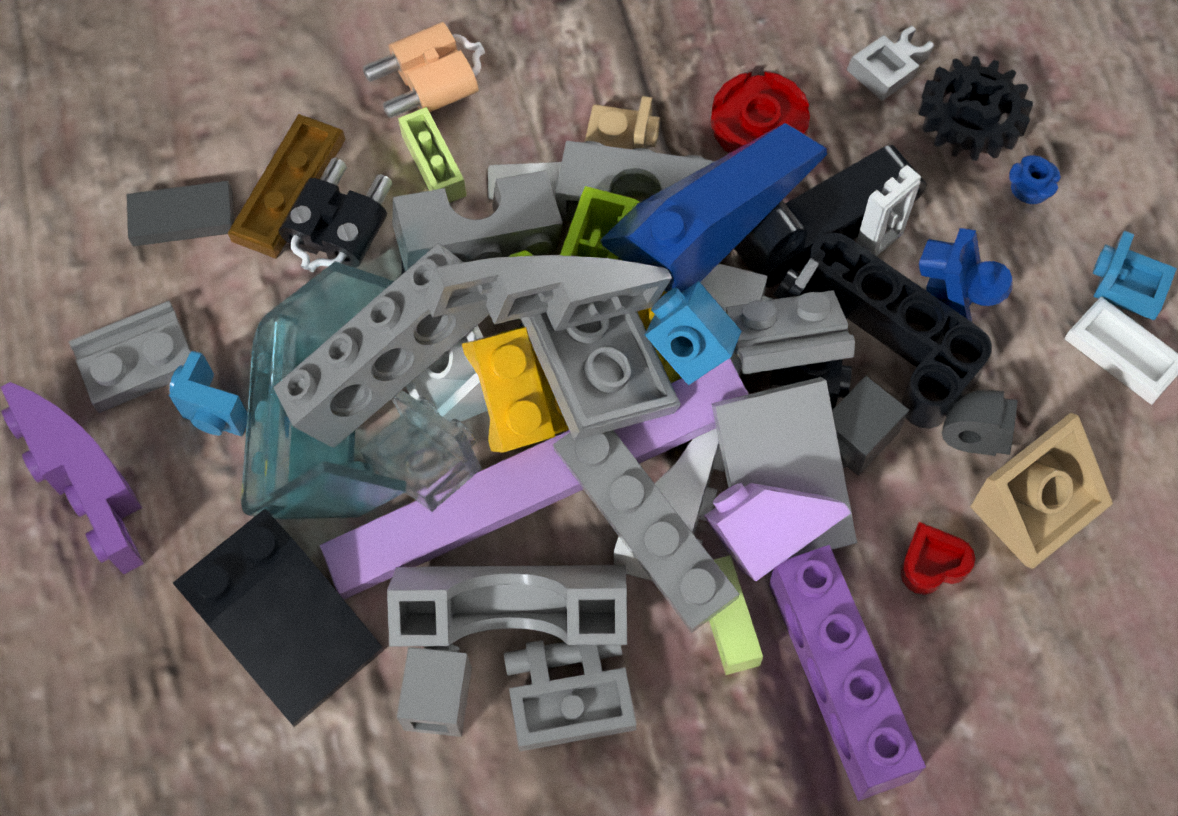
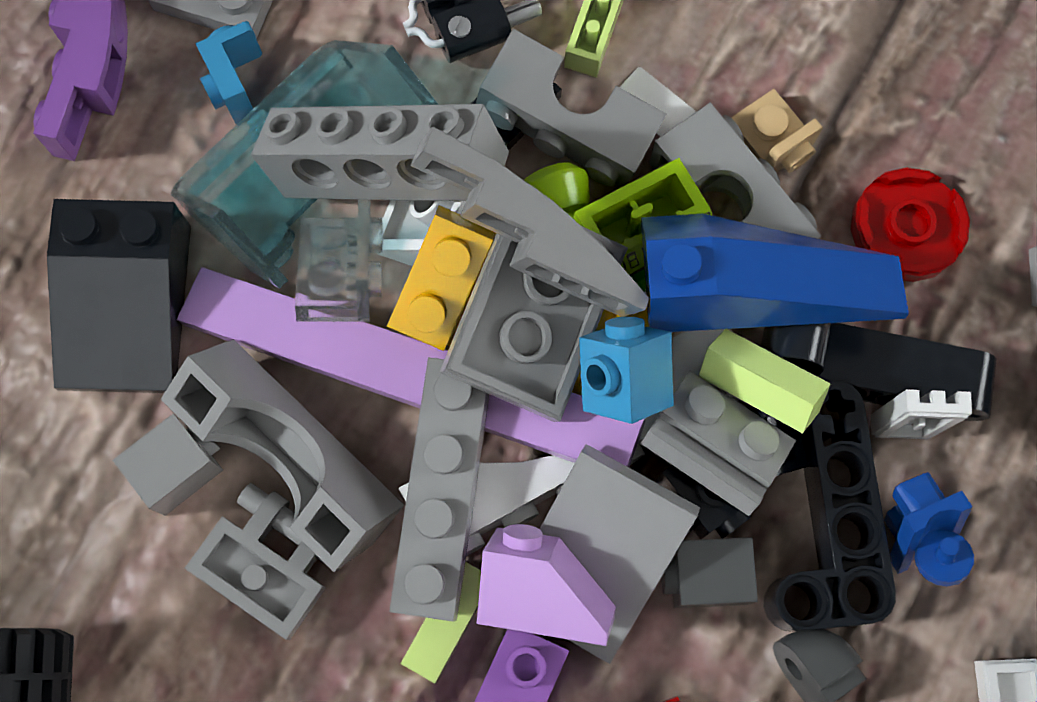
camera: 40 degrees right, 10 degrees up
(778, 269) = (764, 380): none -> yellowish green piece

